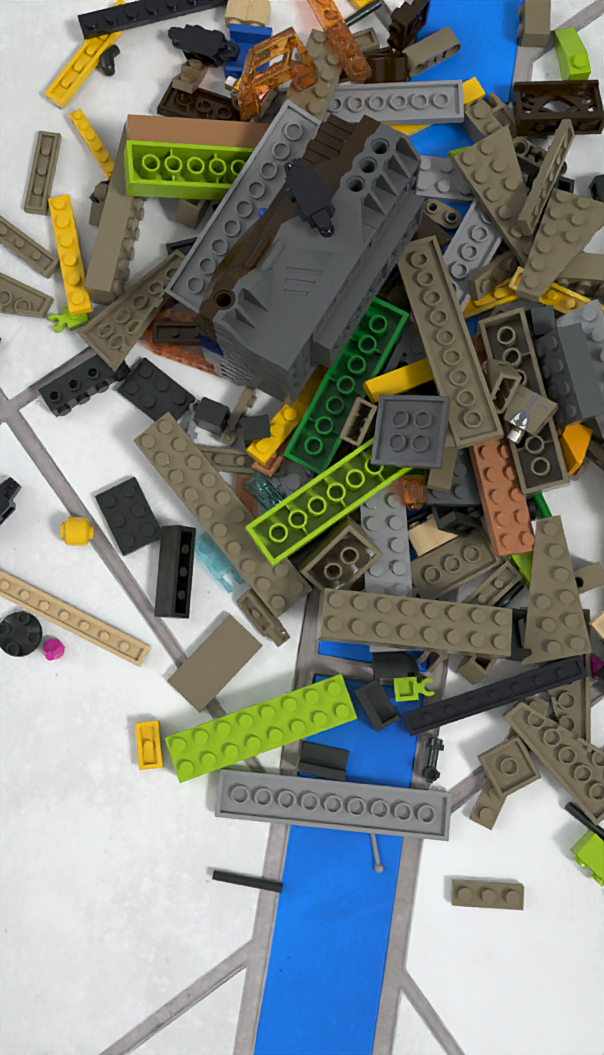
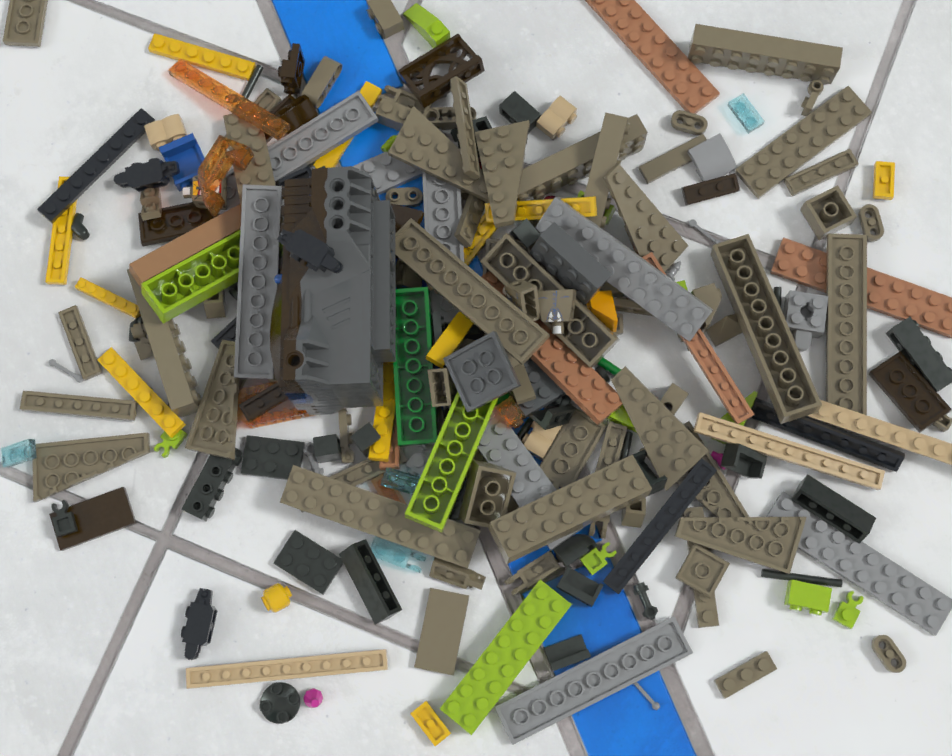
camera: 30 degrees left, 5 degrees down
(5, 176) = (78, 378): none -> light grey hinge
(341, 662) = (534, 572): none -> dark tan hinge

